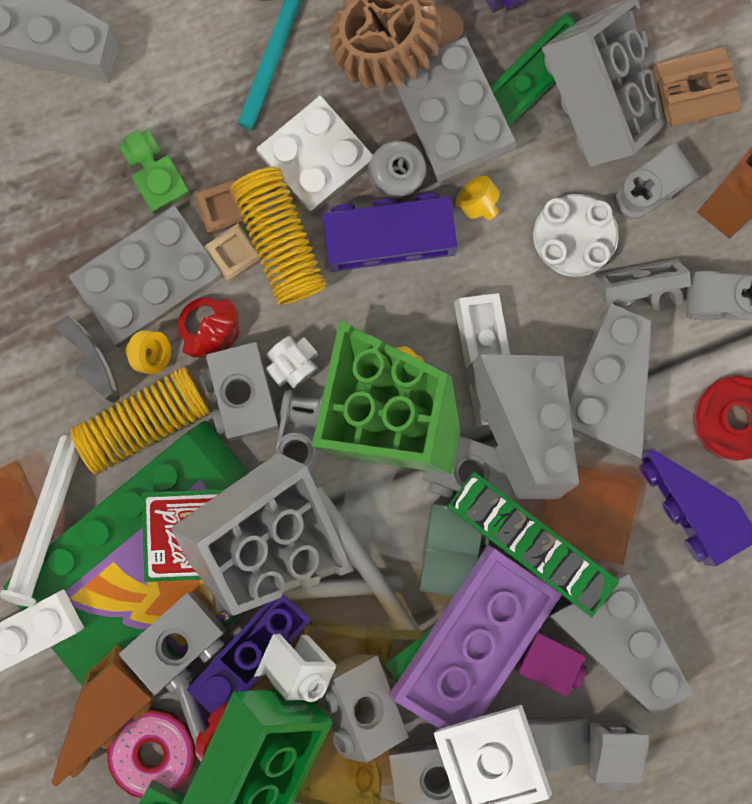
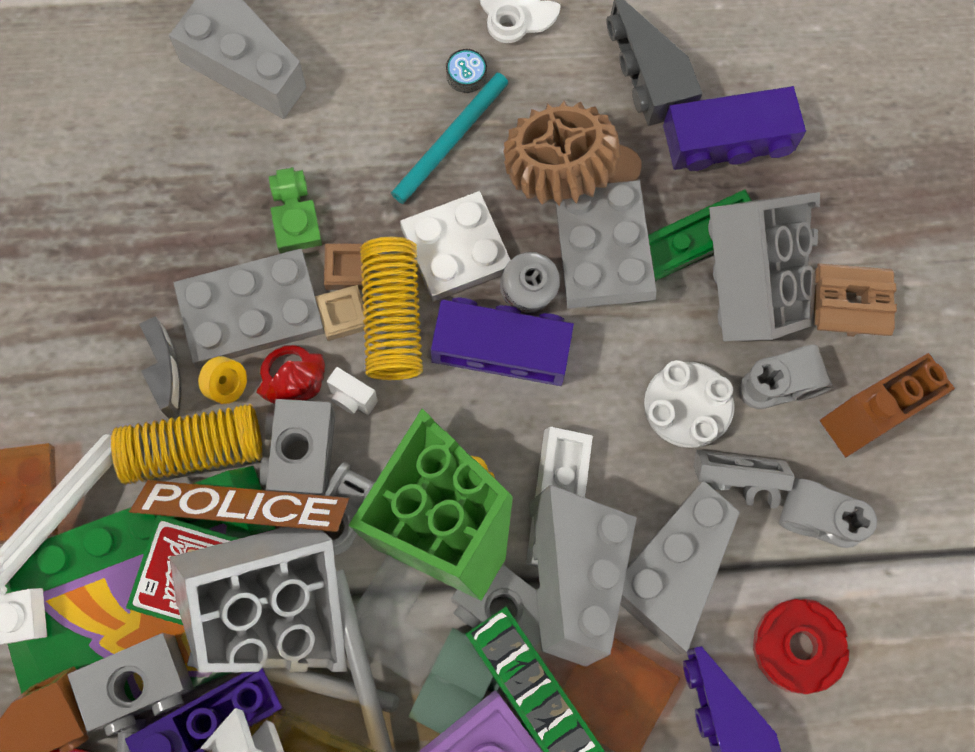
camera: 15 degrees right, 10 degrees down
(211, 460) = (241, 505): none -> dark orange sticker
(268, 326) = (351, 393): none -> white plate
(292, 361) = (360, 435): white gear -> none
(479, 198) = (603, 337): yellow tile -> none

